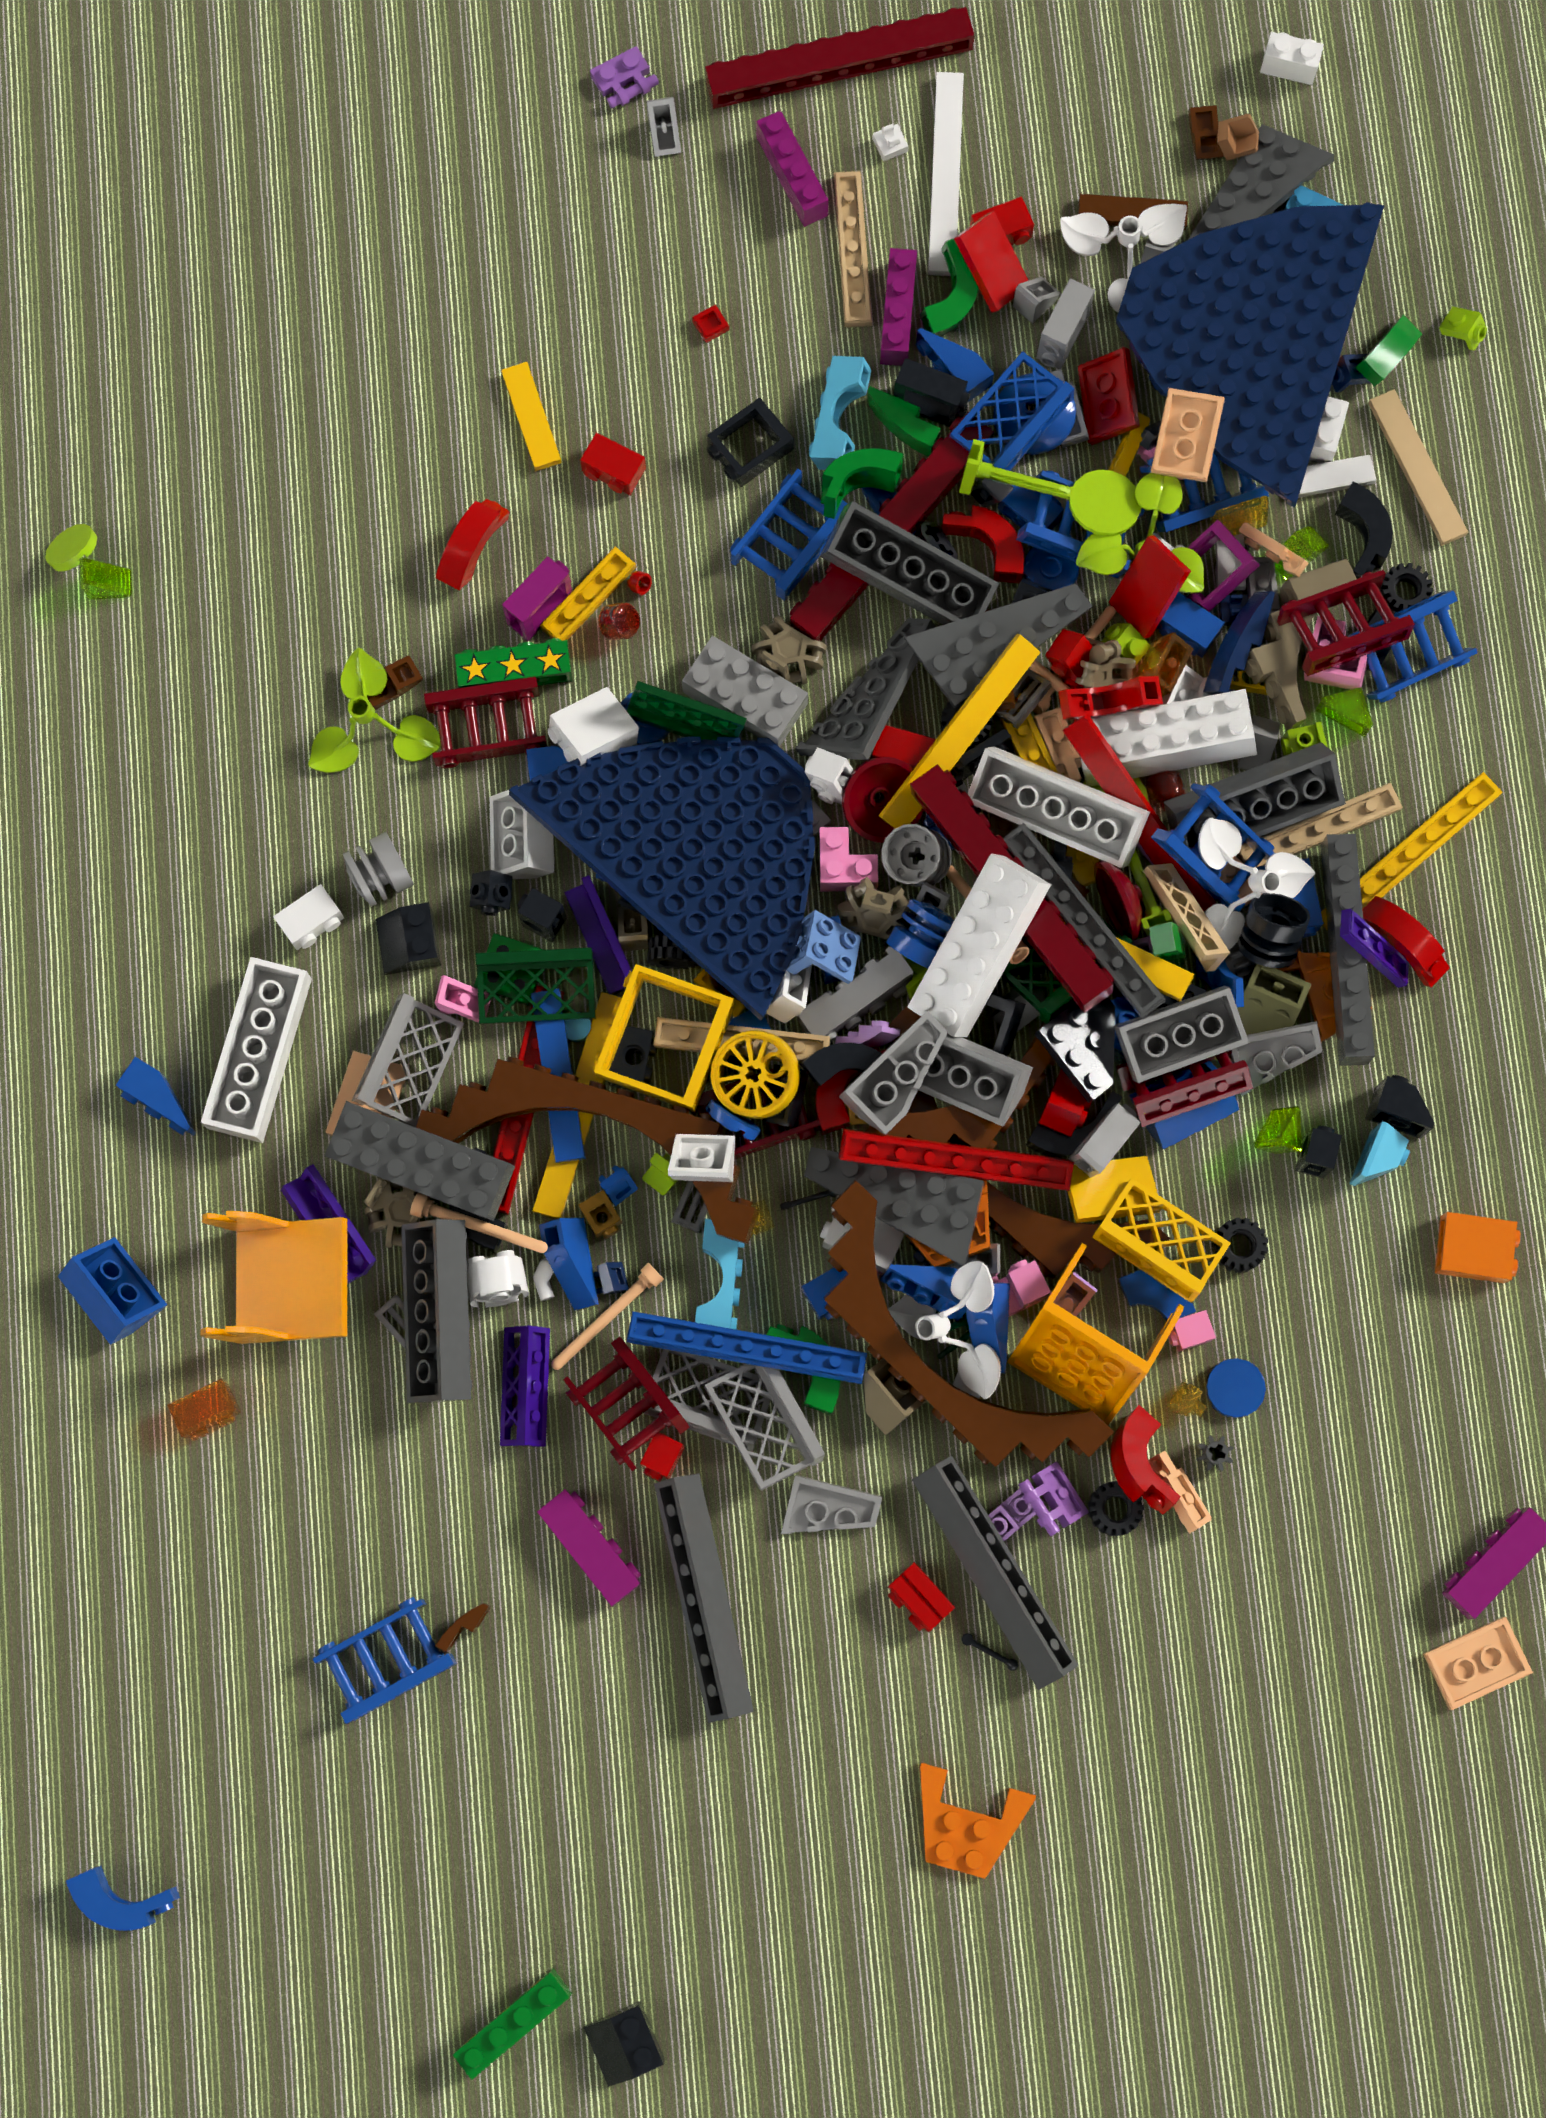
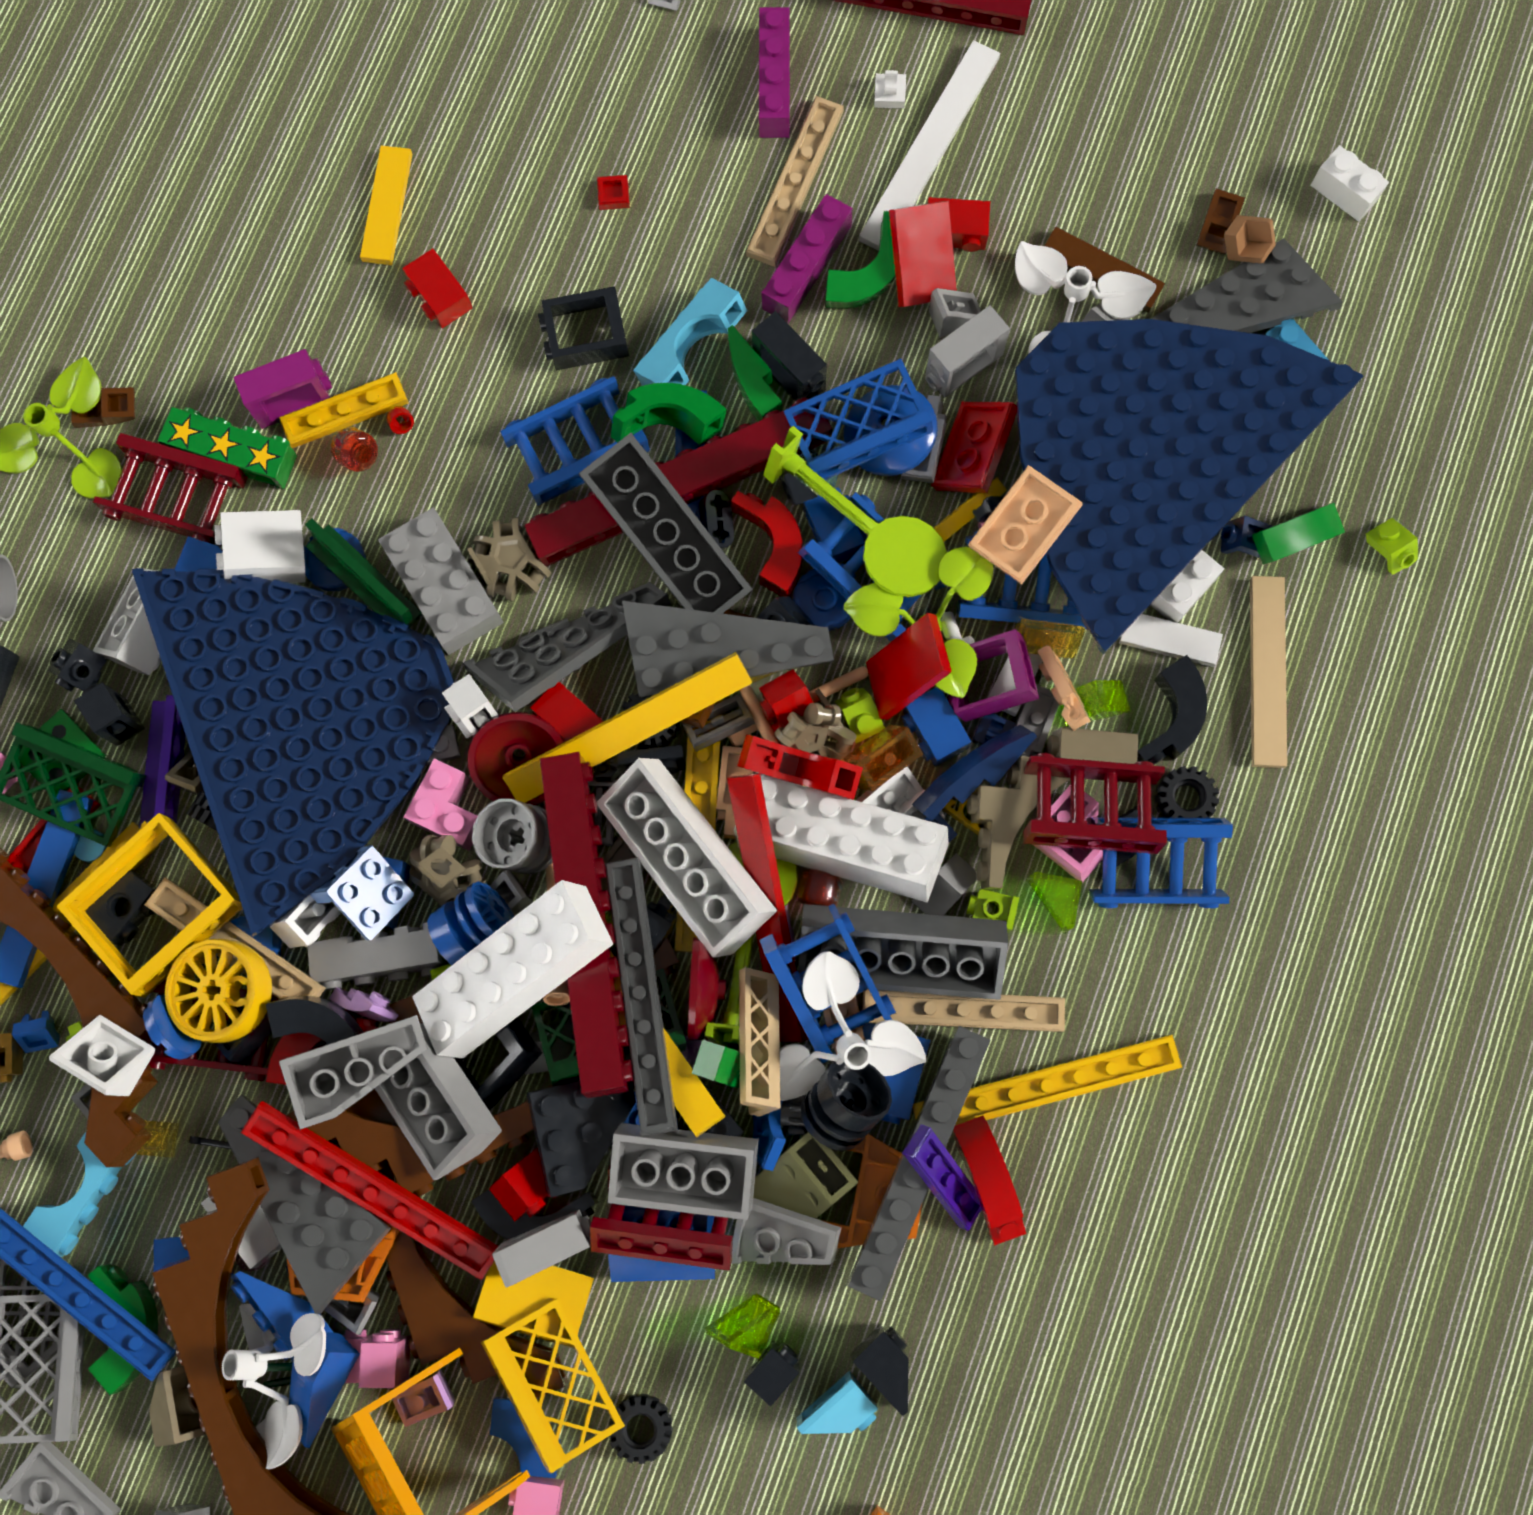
camera: 30 degrees right, 0 degrees up
(468, 541) = (250, 295): red arch -> none
(955, 361) = (836, 342): blue slope -> none

